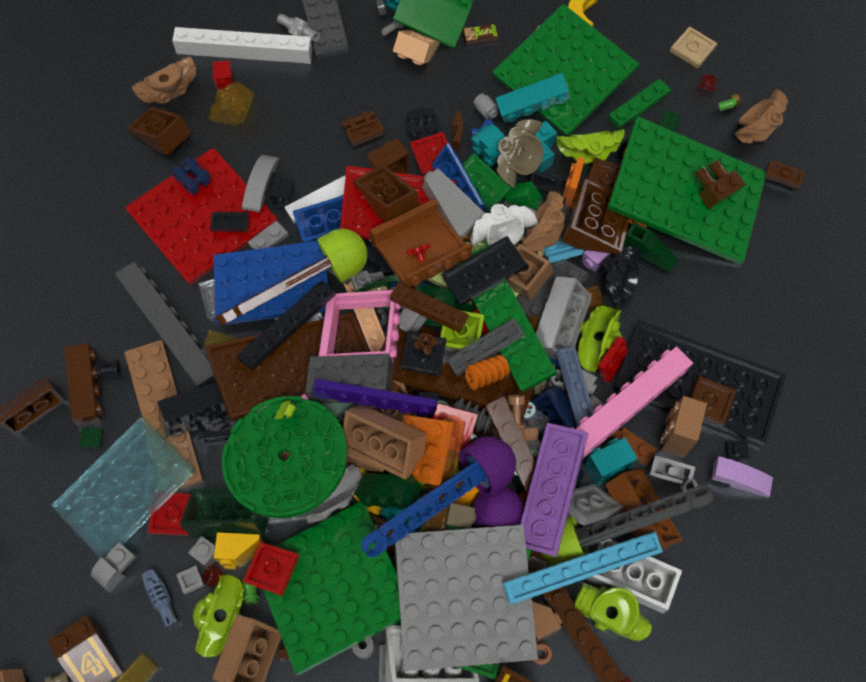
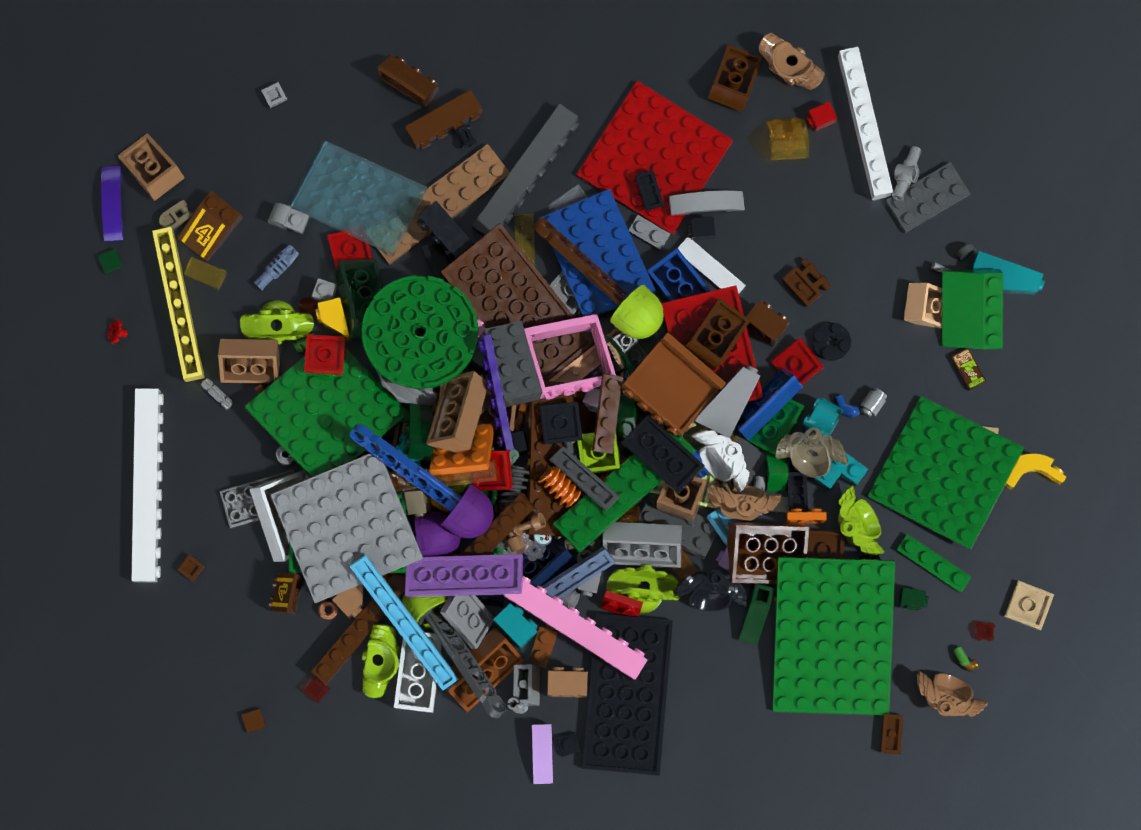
camera: 70 degrees right, 15 degrees up
(91, 438) = (397, 148): dark green tile -> none
(190, 580) = (298, 288): light grey plate -> none
(192, 167) = (697, 129): dark blue brick -> none
(285, 409) = (458, 317): lime piece -> none
(286, 325) = (549, 288): black plate -> none
(419, 252) = (661, 386): red plant -> none
(431, 342) = (573, 420): reddish brown plate -> none
(457, 129) = (837, 380): reddish brown slope -> none
(533, 98) = (894, 449): teal brick -> none
(718, 190) = (834, 665): reddish brown brick -> none
(718, 399) = (607, 707): reddish brown tile -> none

